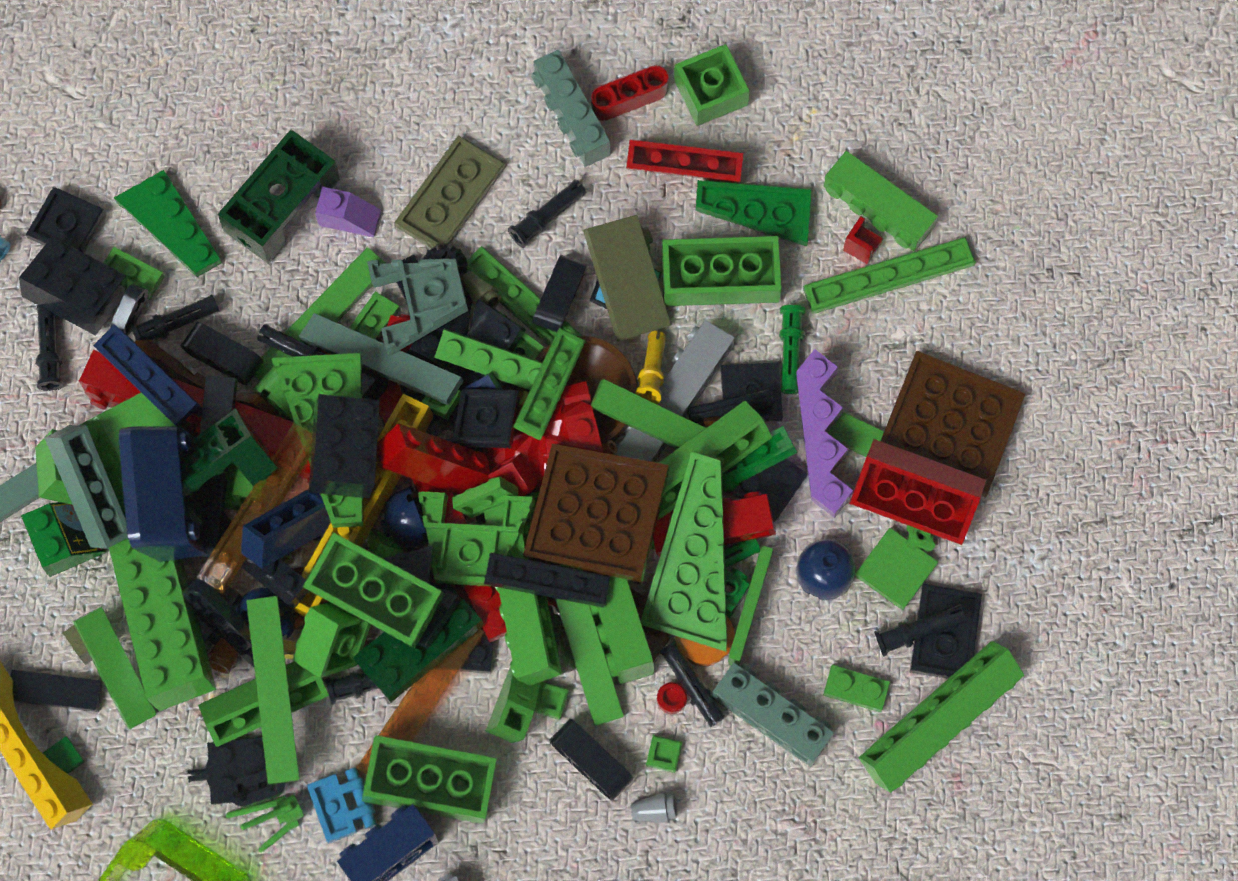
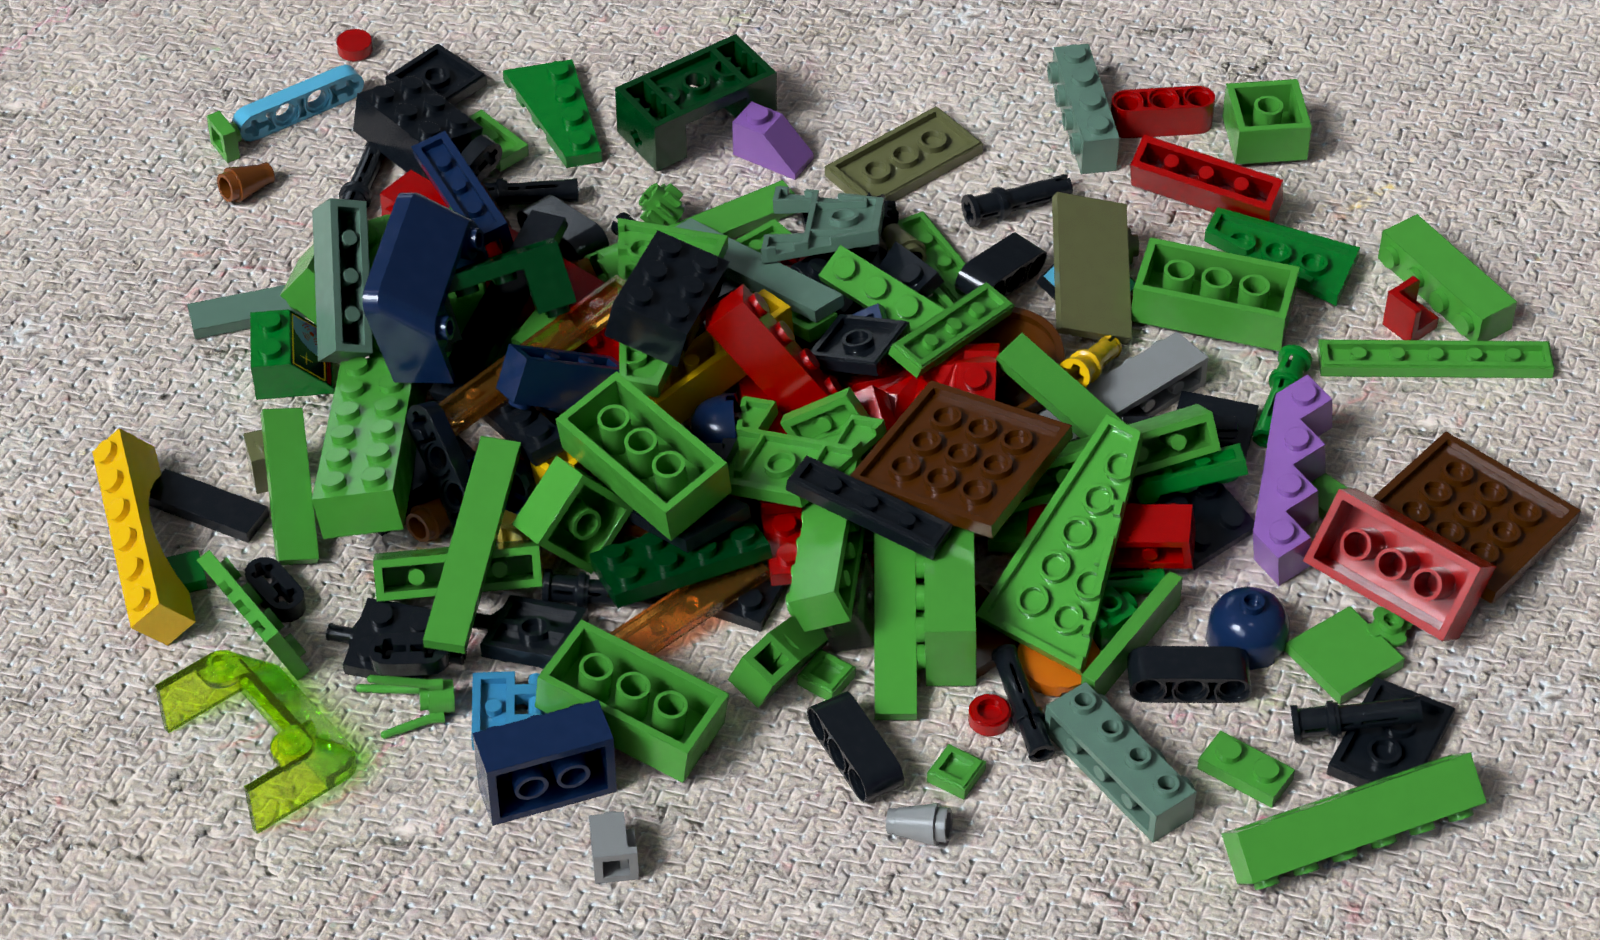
camera: 20 degrees right, 25 degrees down
(131, 756) = (282, 585): none -> black beam
(148, 799) = (264, 623): none -> bright green wing
(286, 304) = (661, 204): none -> bright green gear
(338, 735) = (527, 630): none -> black plate
(797, 623) = (1189, 674): none -> black beam

